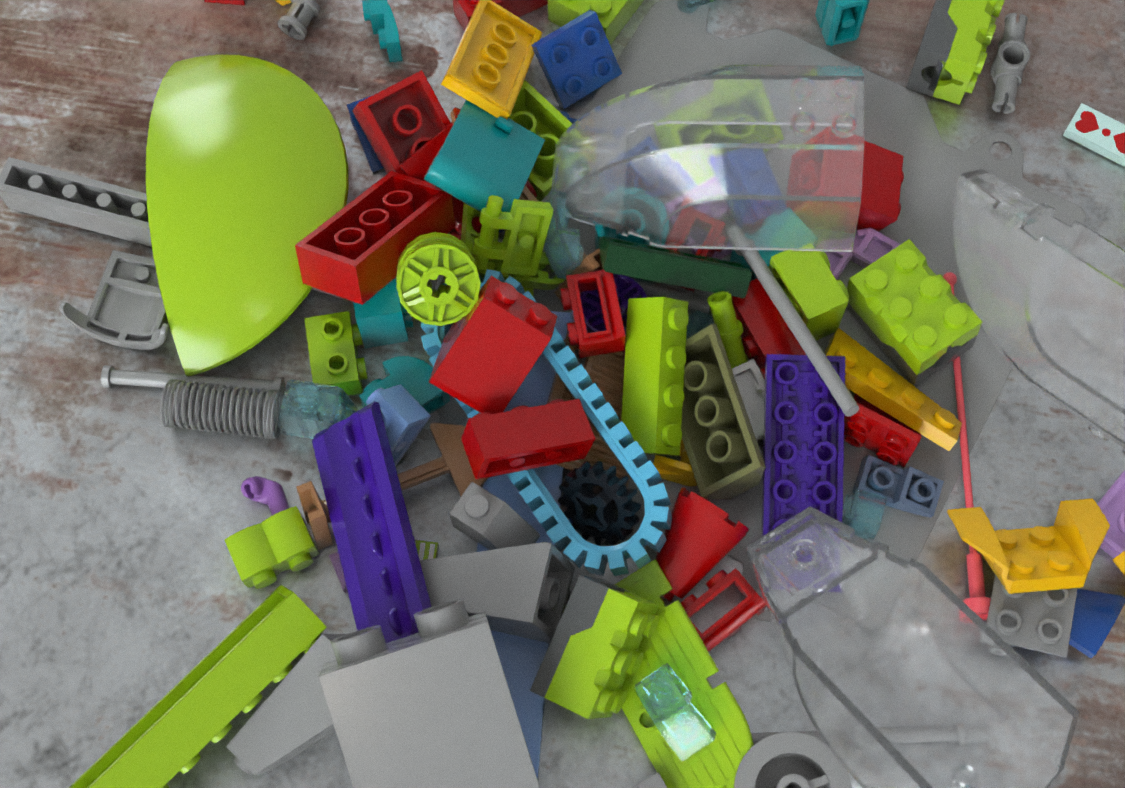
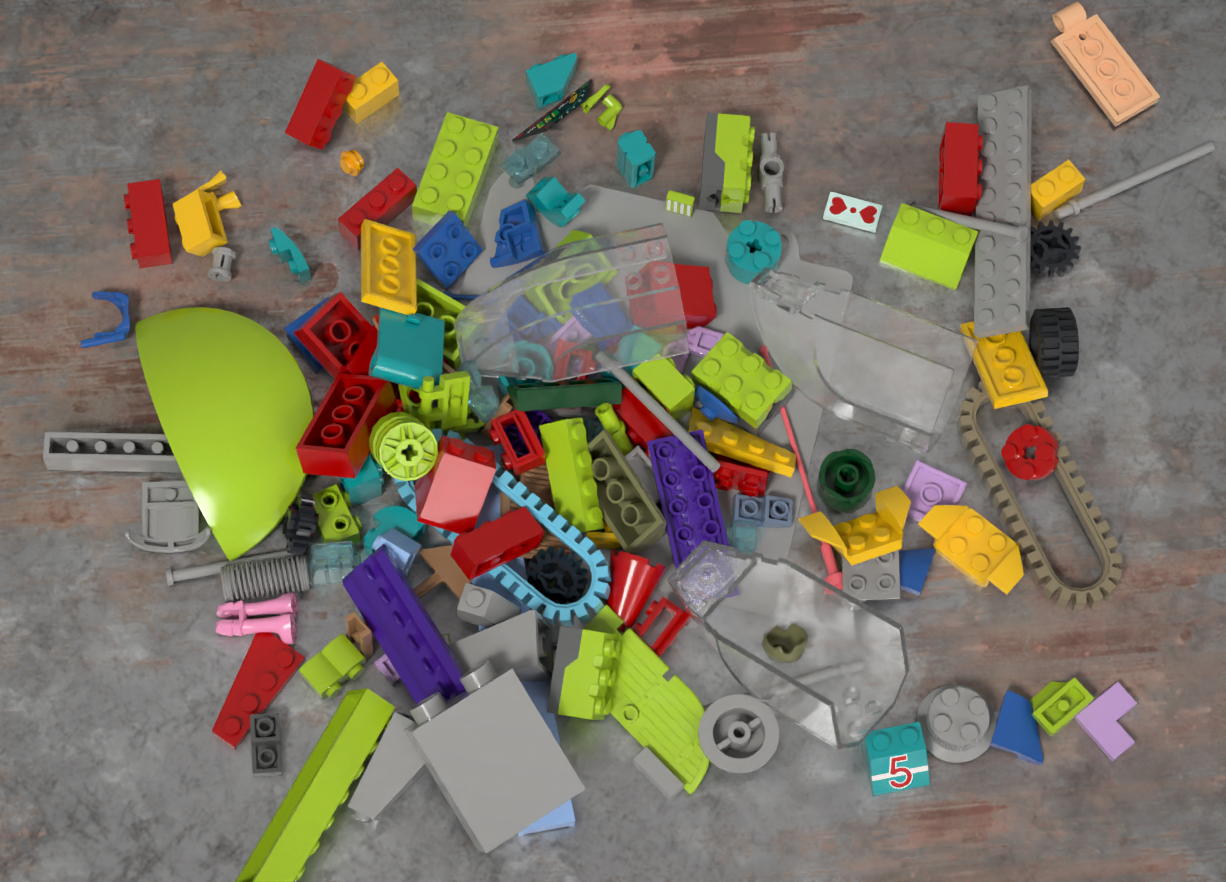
camera: 20 degrees left, 0 degrees up
(152, 629) = (265, 744): none -> dark grey slope
(153, 63) = (121, 300): none -> blue helmet
(171, 544) = (259, 681): none -> red wing
(226, 477) = (283, 625): none -> bright pink piece
(265, 492) = (315, 630): medium lavender arm -> none
(283, 349) = (300, 524): none -> black gear
(672, 55) = (517, 236): none -> blue slope
(672, 712) = (646, 703): clear light blue slope -> none
(727, 35) = (554, 201): none -> teal brick
(867, 332) = (713, 406): none -> blue dish
(884, 72) = (680, 203): none -> lime tile
(888, 679) = (785, 645): none -> olive hair
(964, 144) = (749, 238): none -> teal brick
(1012, 492) = (849, 495): none -> dark green brick

